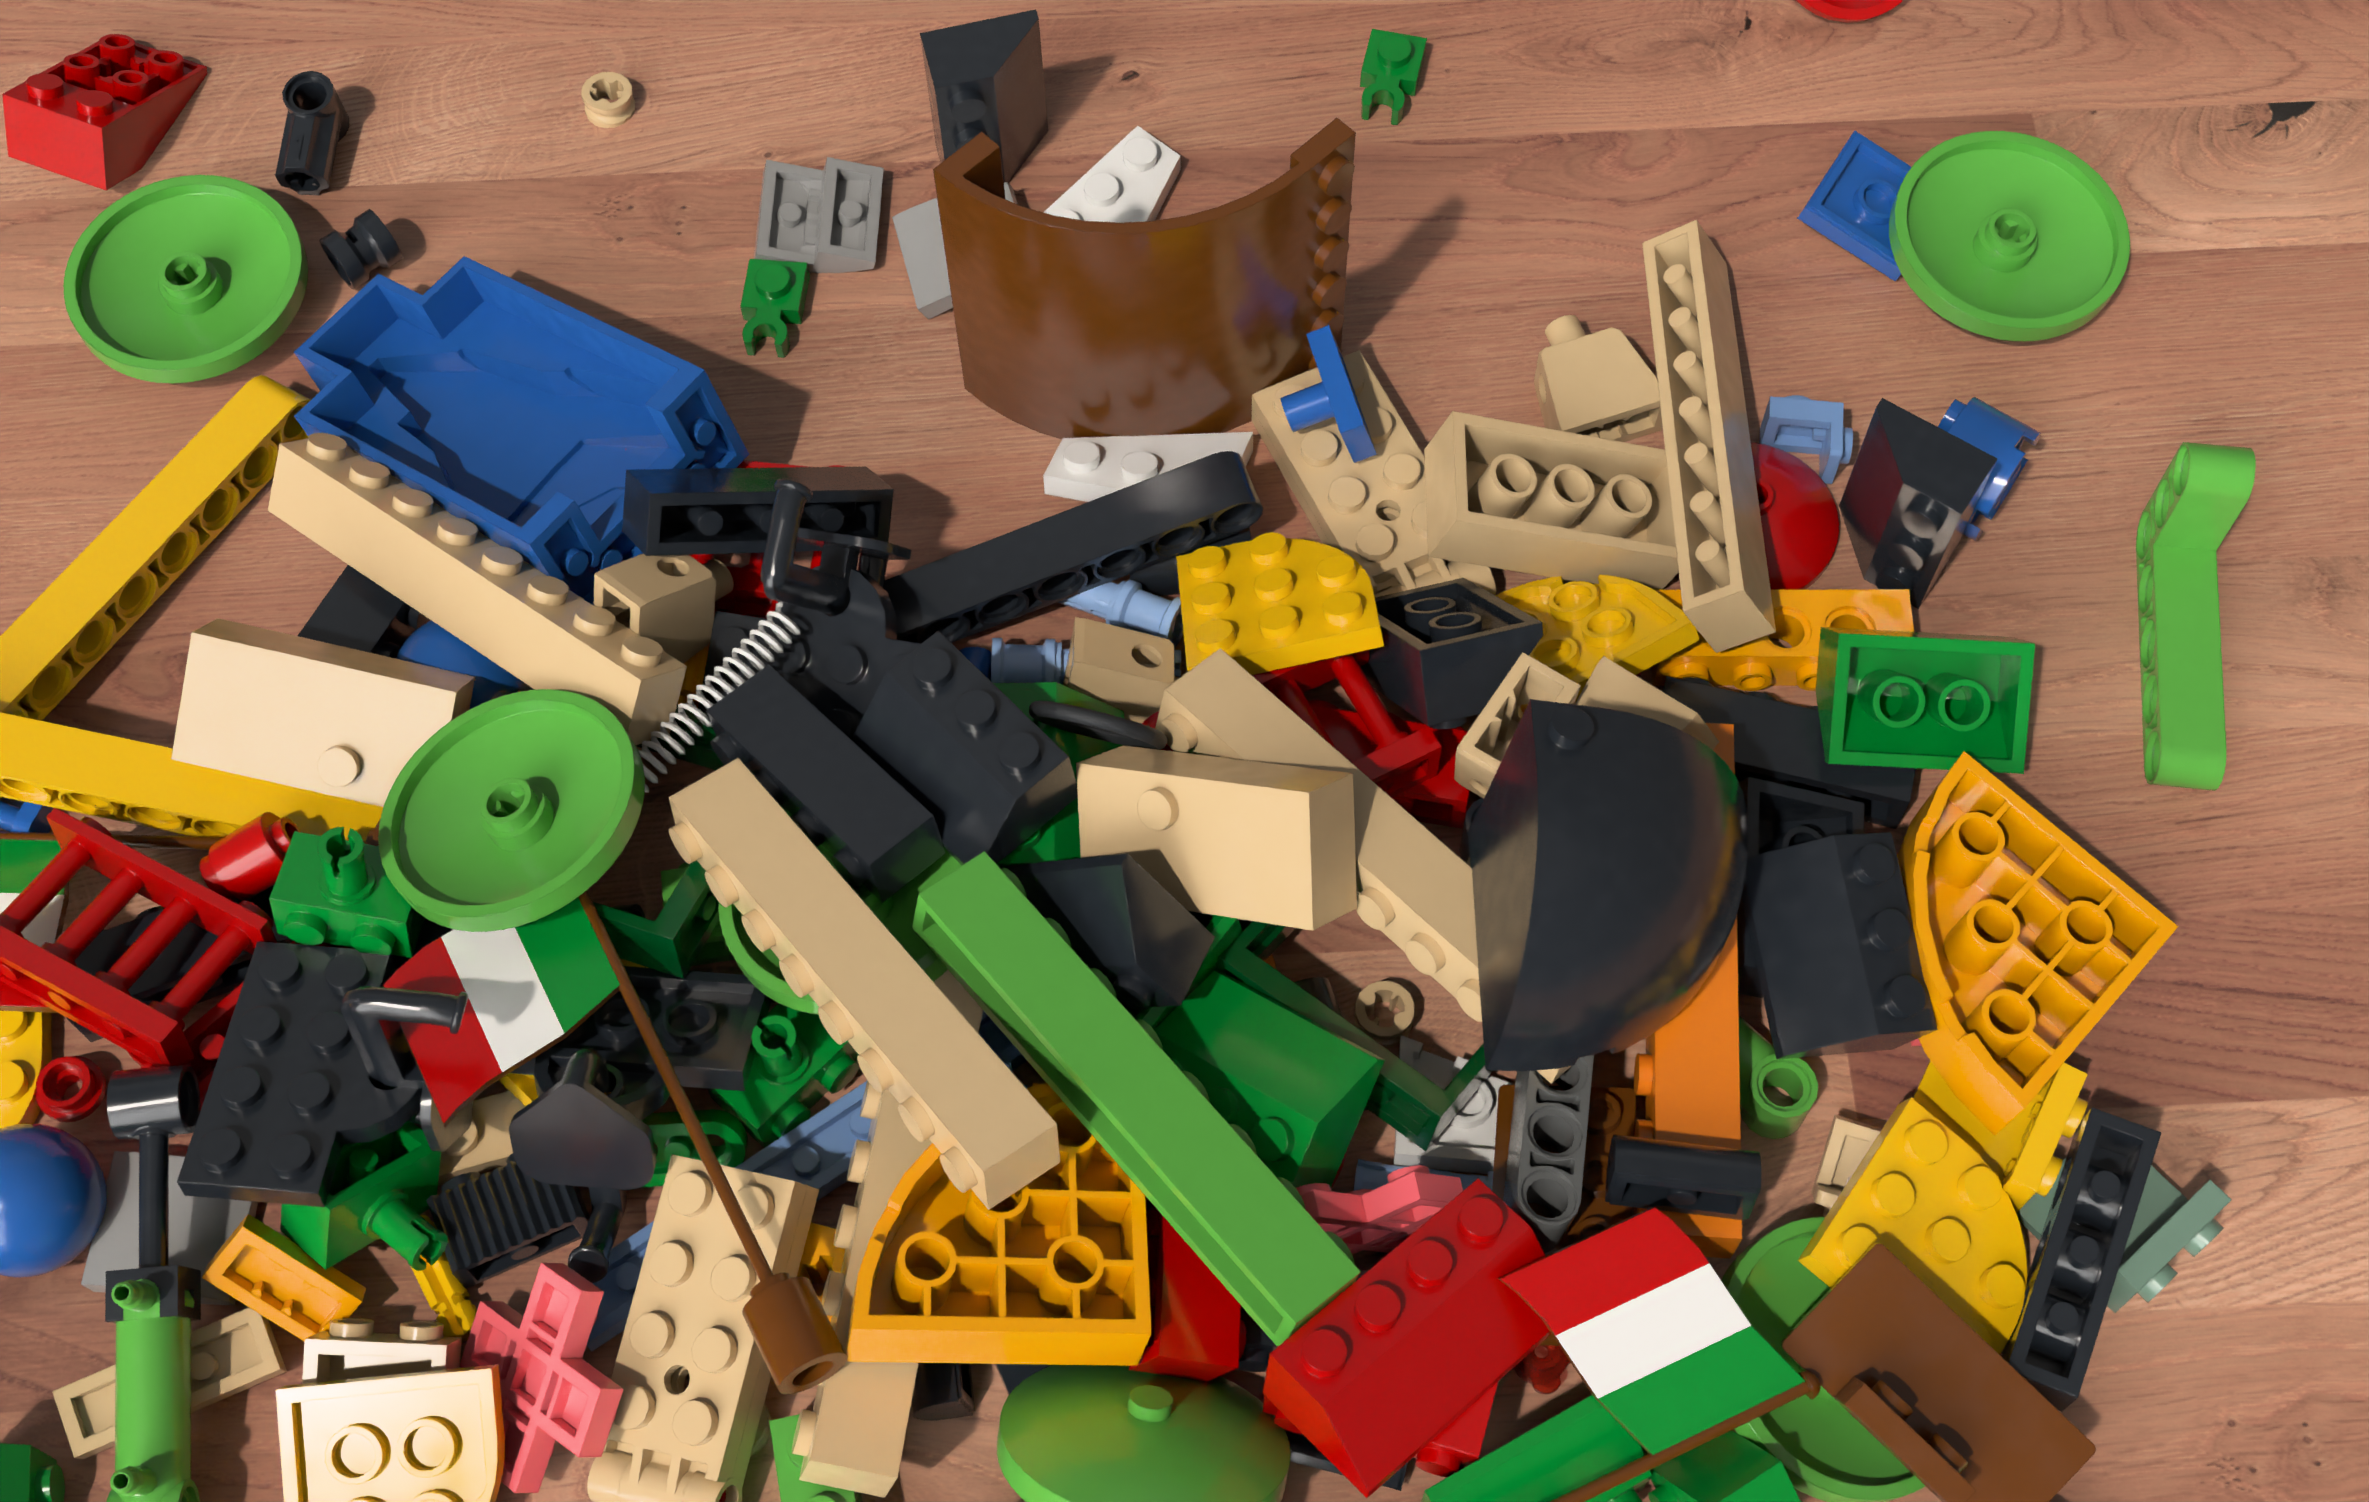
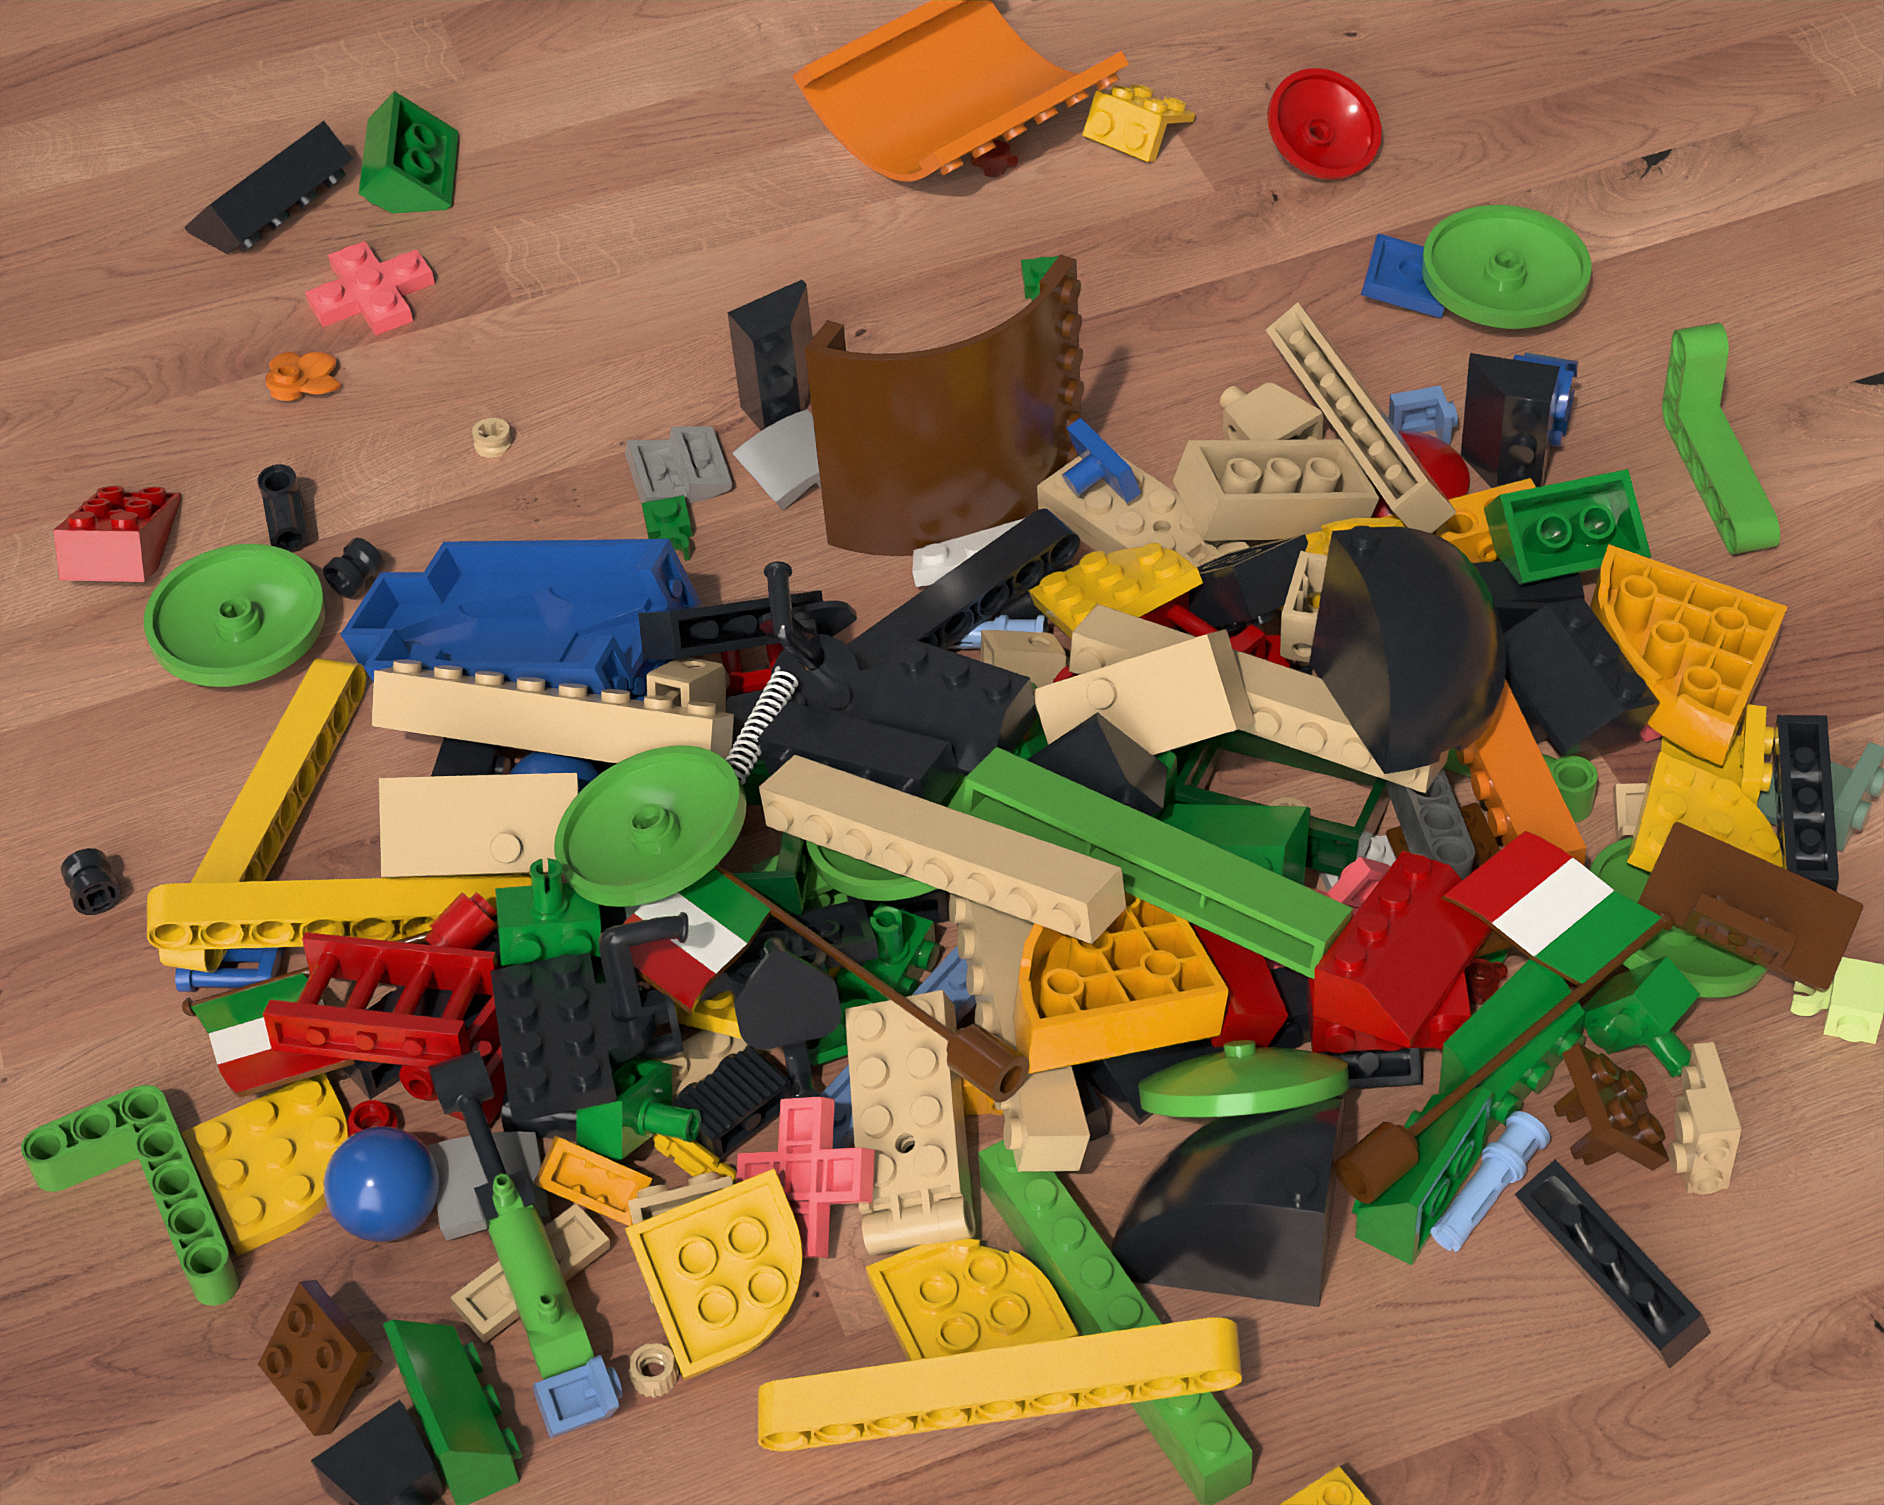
camera: 15 degrees left, 15 degrees down
(1097, 725) = (1042, 652): black tyre -> none
(1682, 1177) = (1547, 813): black brick -> none

